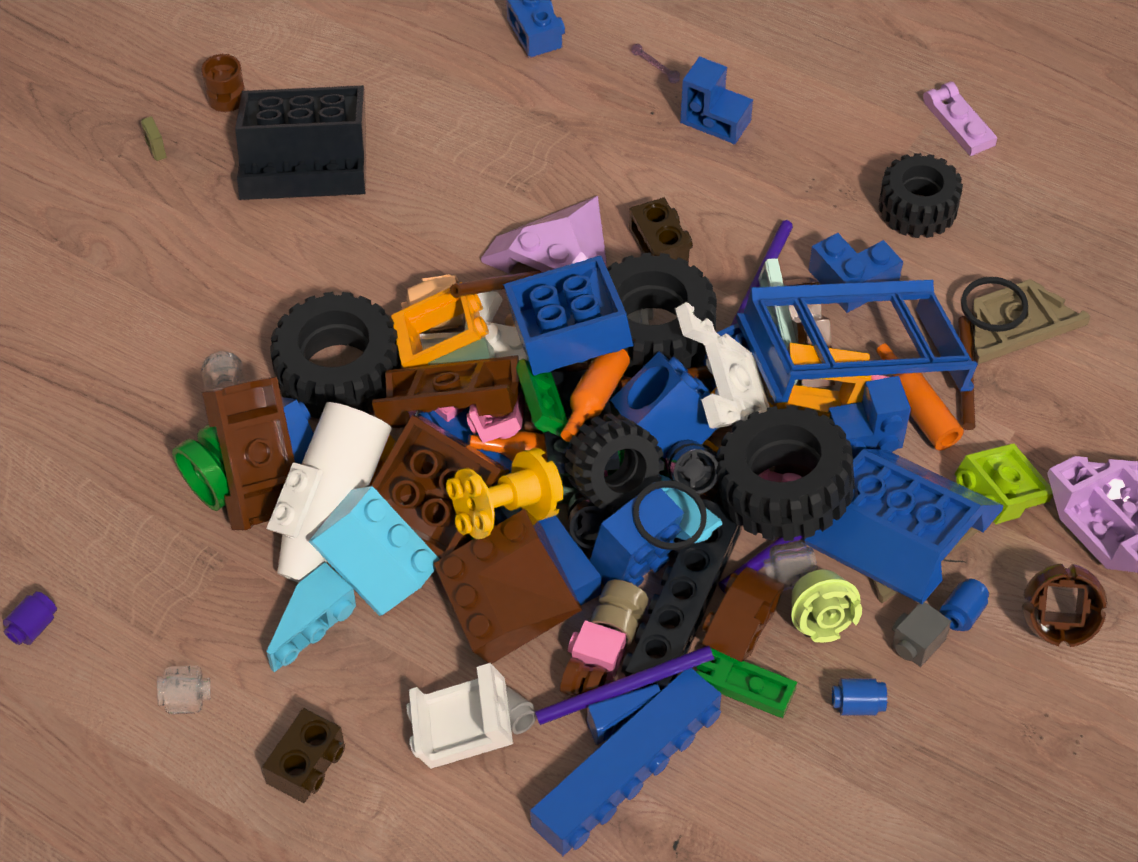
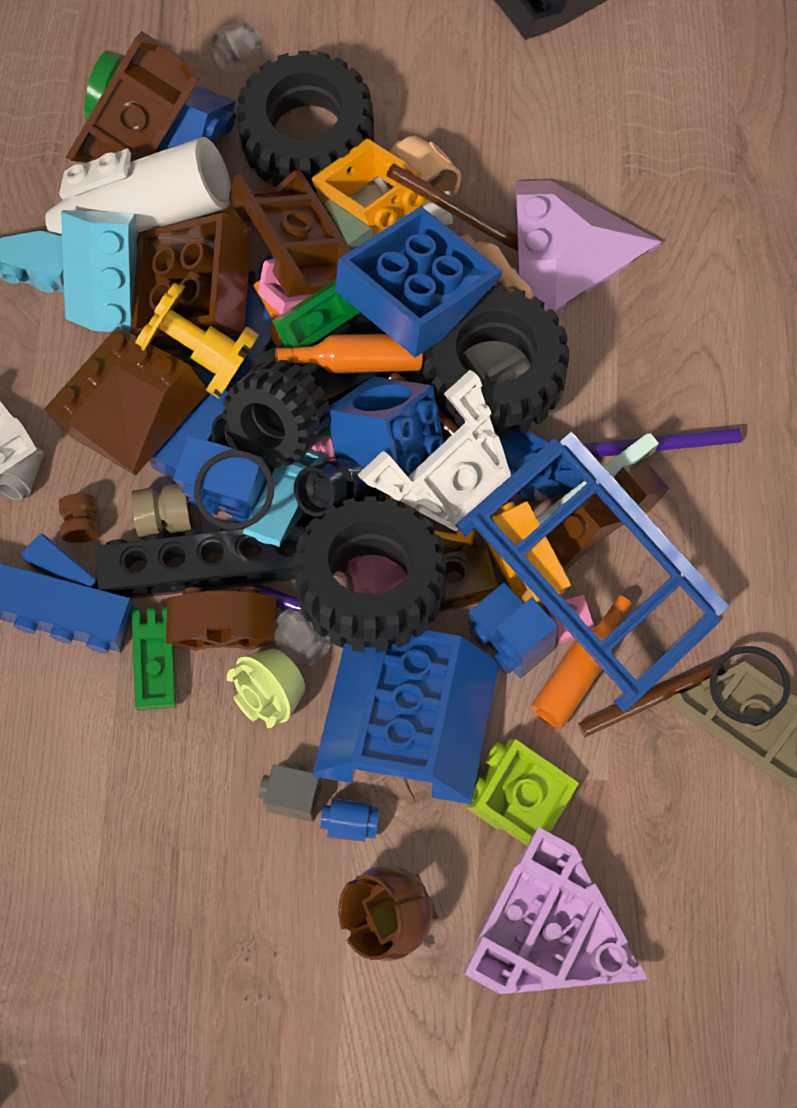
camera: 65 degrees right, 15 degrees up
(598, 647) = (115, 513): bright pink brick -> none
(624, 685) = (79, 554): dark purple piece -> none
(659, 230) = (632, 318): dark brown brick -> none
(838, 263) = (703, 533): blue brick -> none
(859, 696) = (190, 768): blue brick -> none

